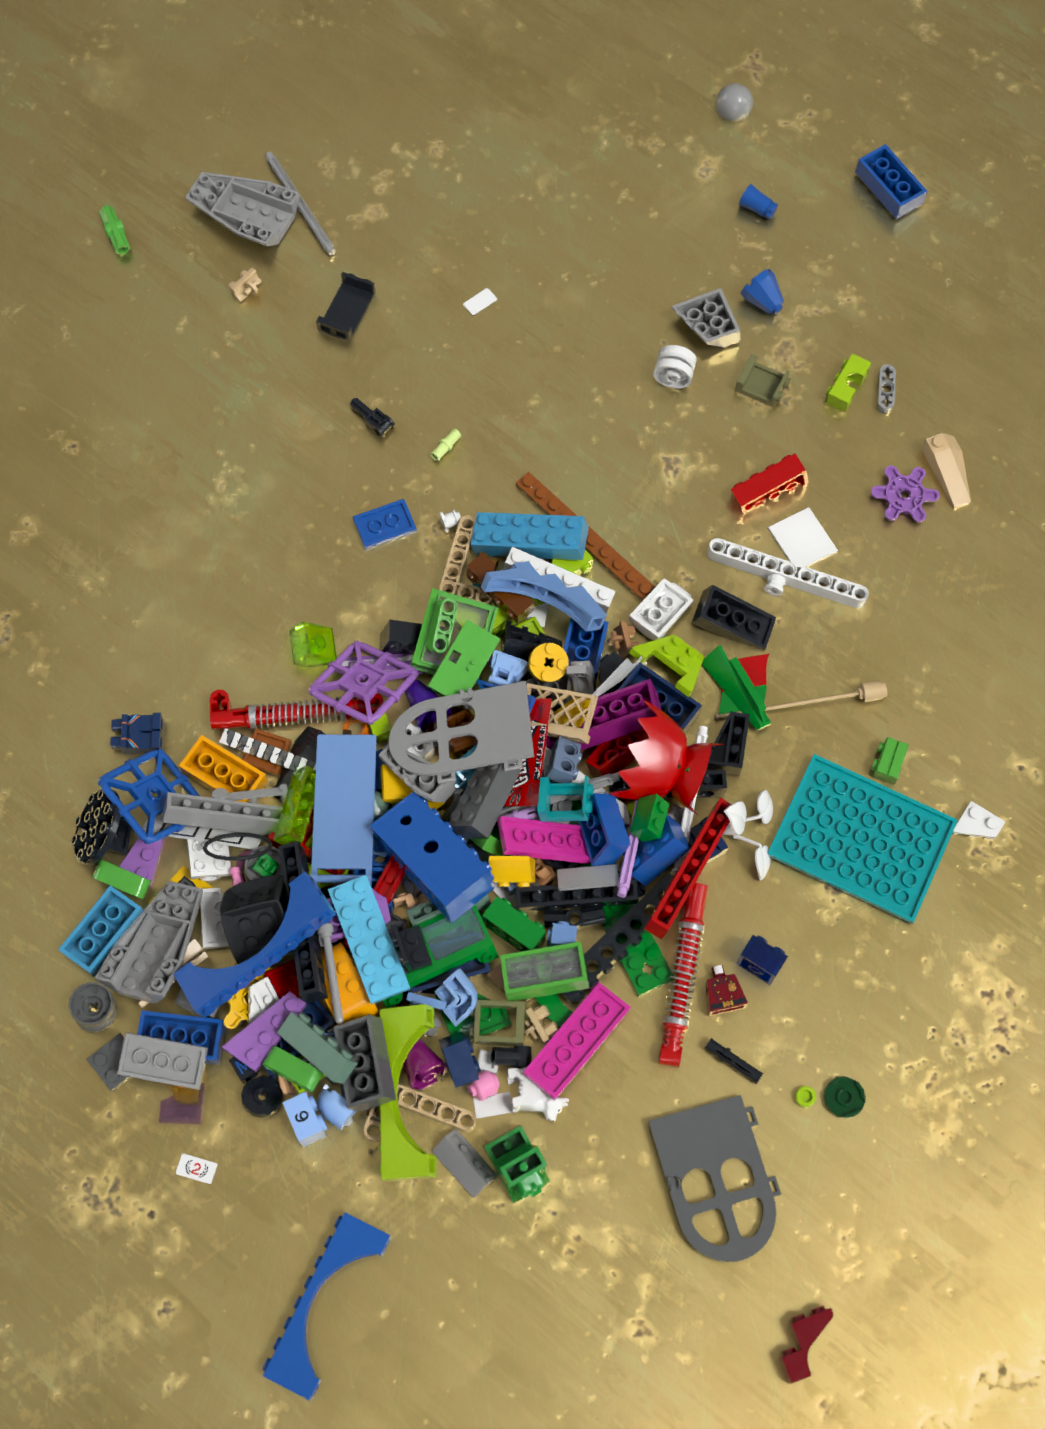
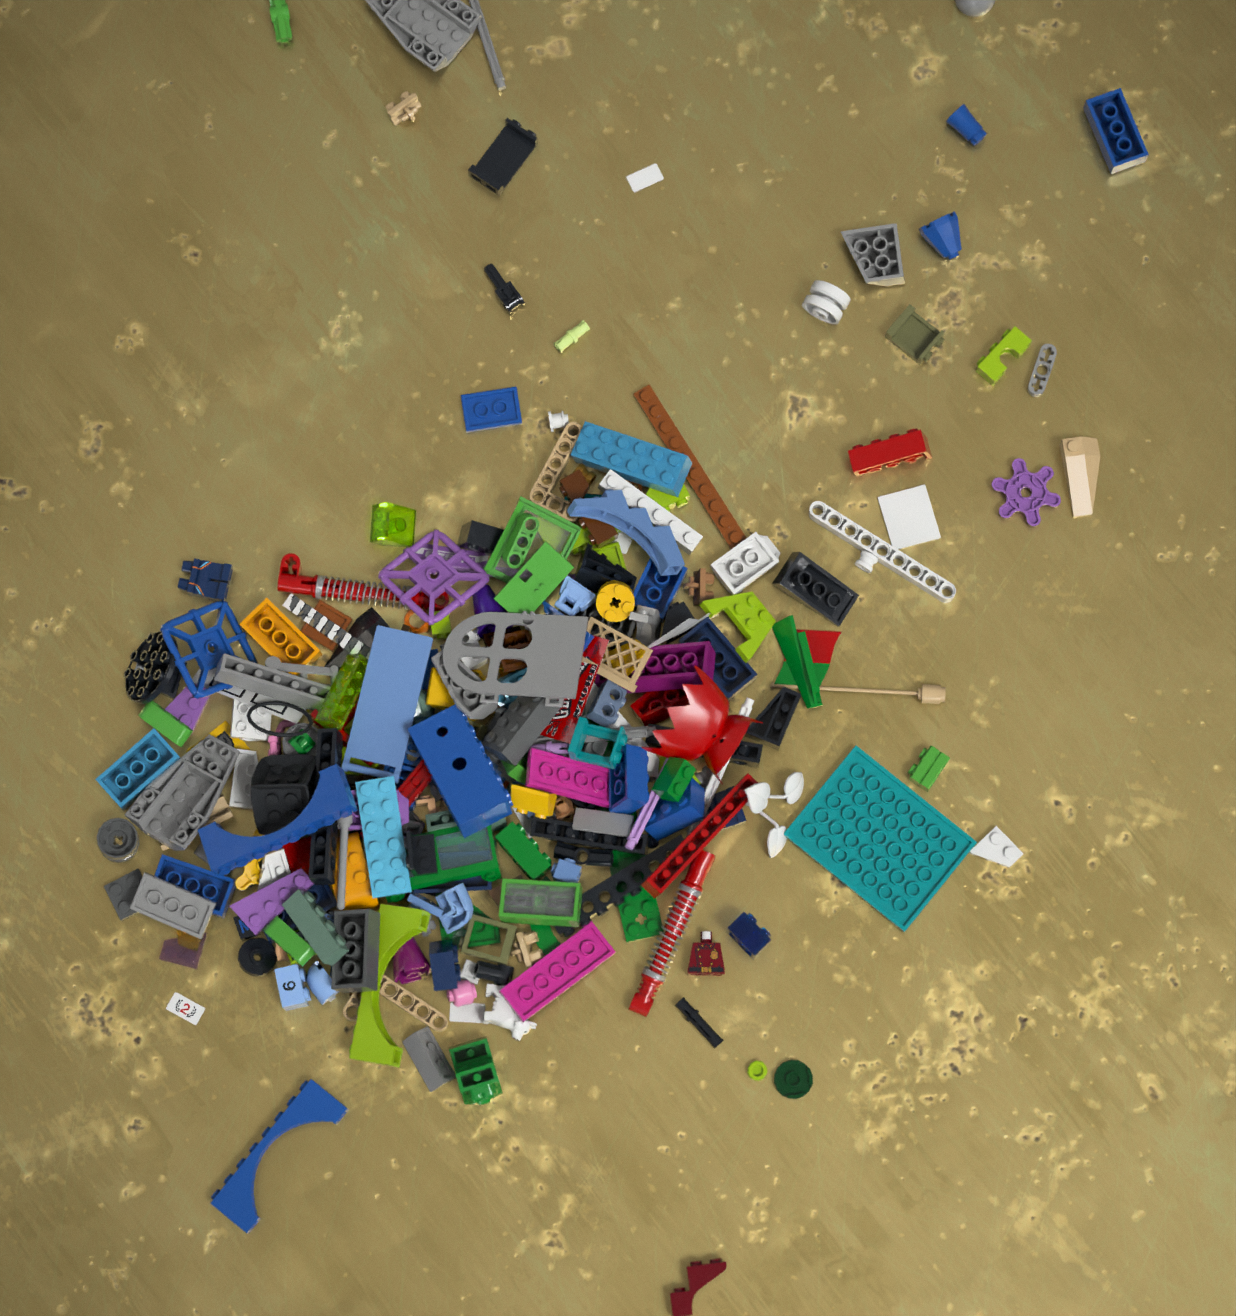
camera: 15 degrees right, 10 degrees up
(704, 1141) = (653, 1089): dark grey door -> none

